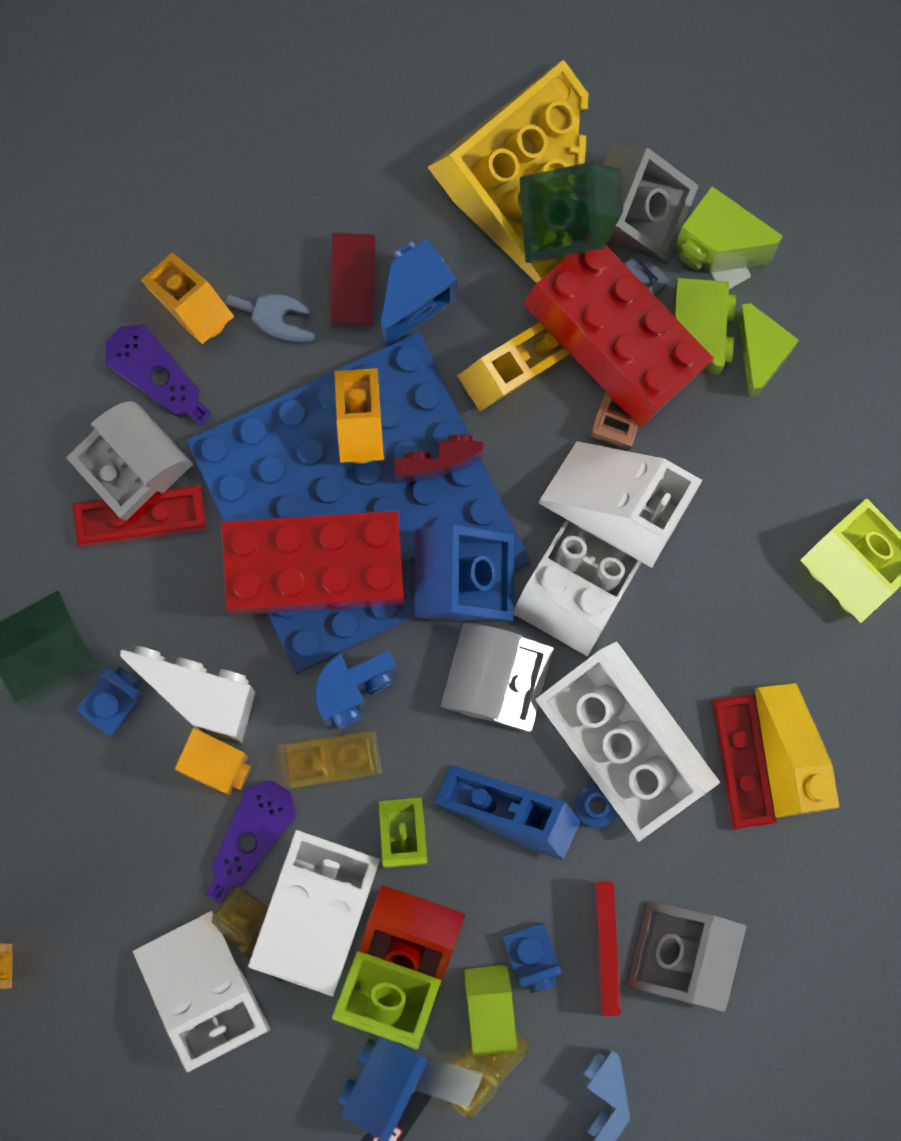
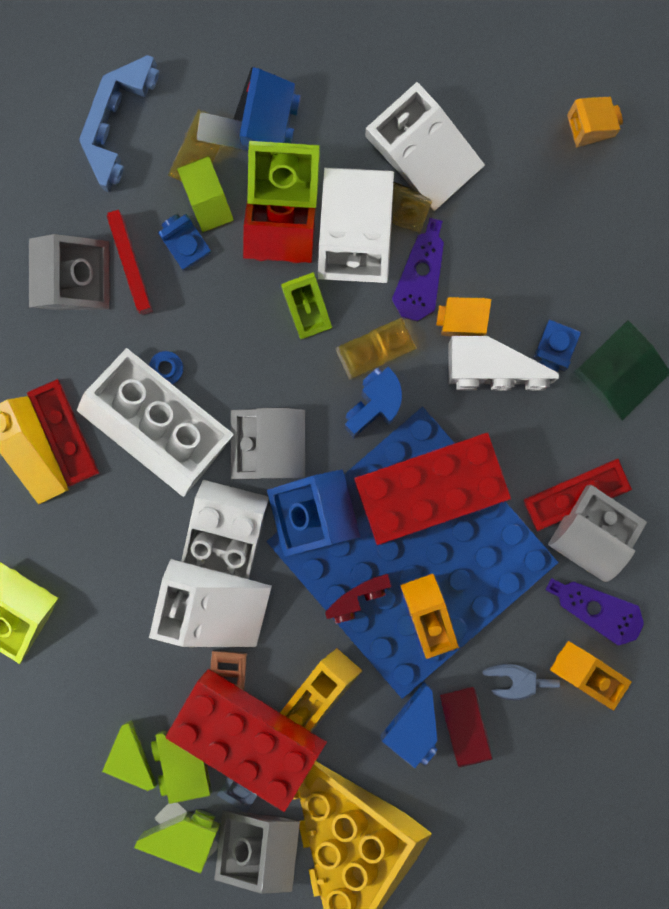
camera: 170 degrees right, 5 degrees up
(509, 811) = (231, 344): blue slope -> none
(569, 210) = (308, 822): clear green slope -> none

